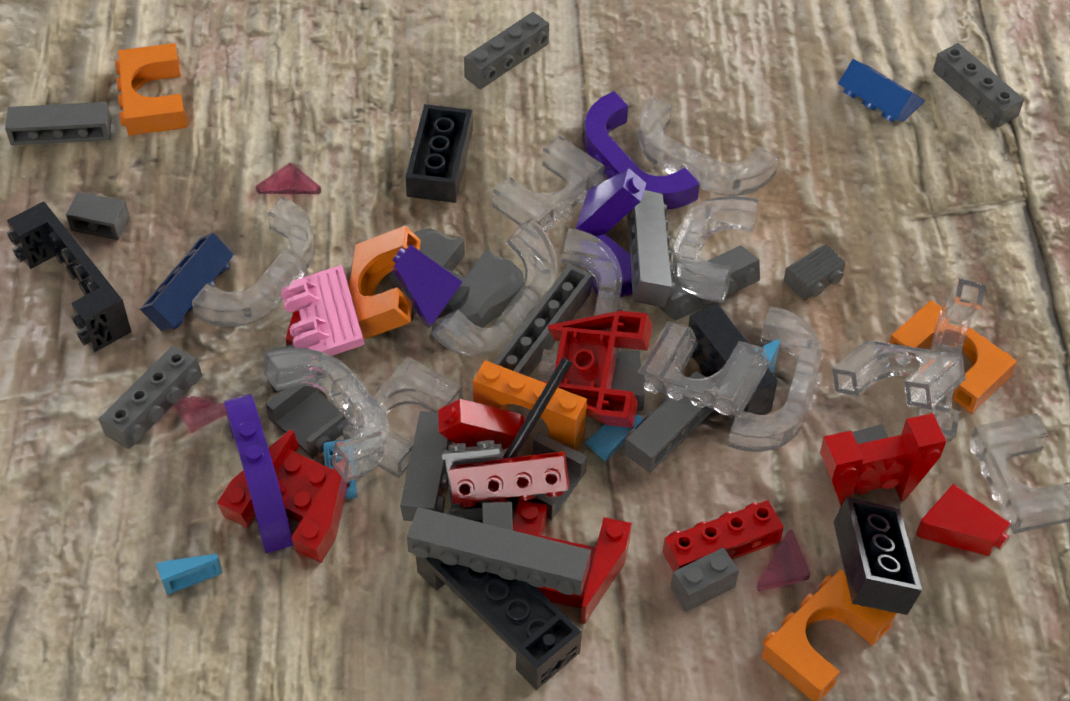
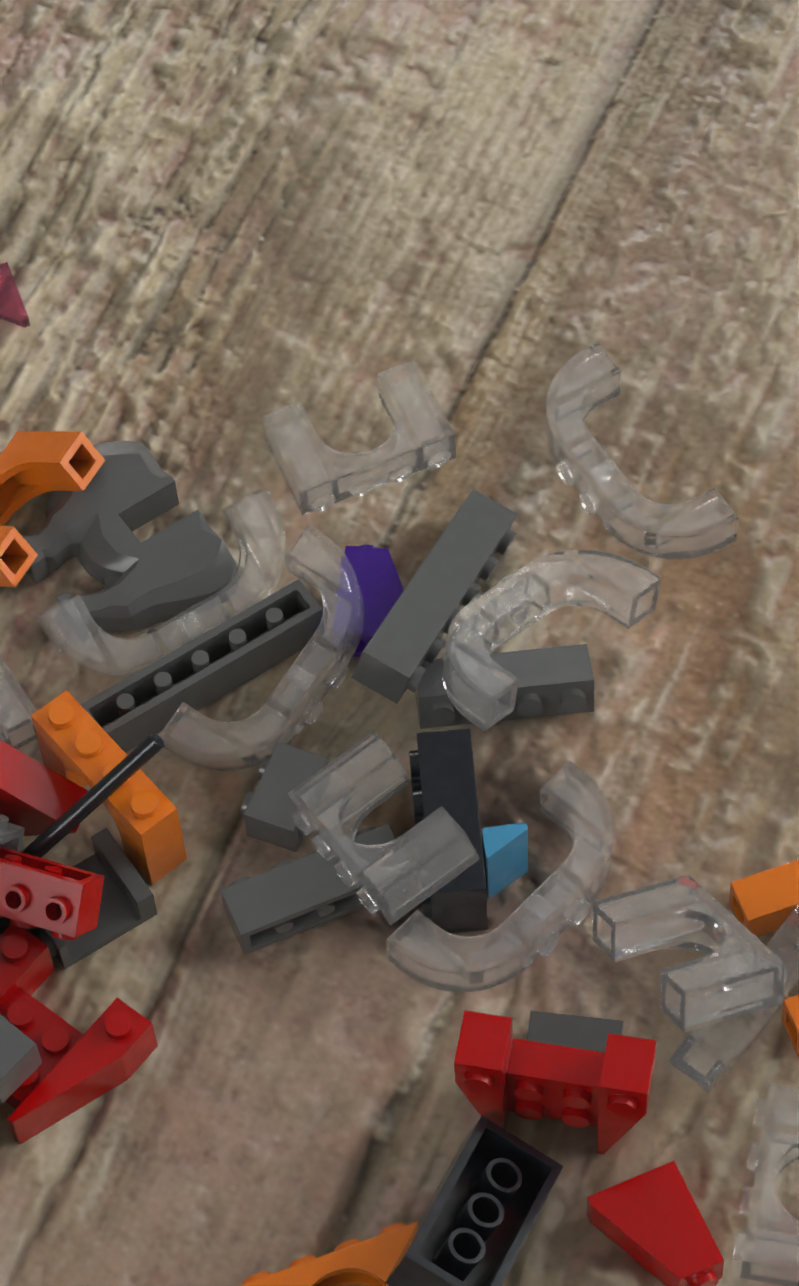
camera: 30 degrees right, 5 degrees up
(424, 283) = (66, 533): dark purple slope -> none
(439, 153) = (222, 325): black brick -> none
(506, 50) = (426, 185): dark grey brick -> none
(593, 349) = (226, 749): red wedge -> none
(610, 202) = (421, 502): dark purple slope -> none
(610, 439) = (210, 875): dark azure slope -> none
(611, 112) = (499, 355): dark purple arch -> none
(704, 579) = (216, 1152): dark grey brick -> none
(736, 532) = (282, 1101): red brick -> none
(785, 566) = (355, 1181): clear pink tile -> none
(815, 272) = (685, 731): dark grey brick -> none

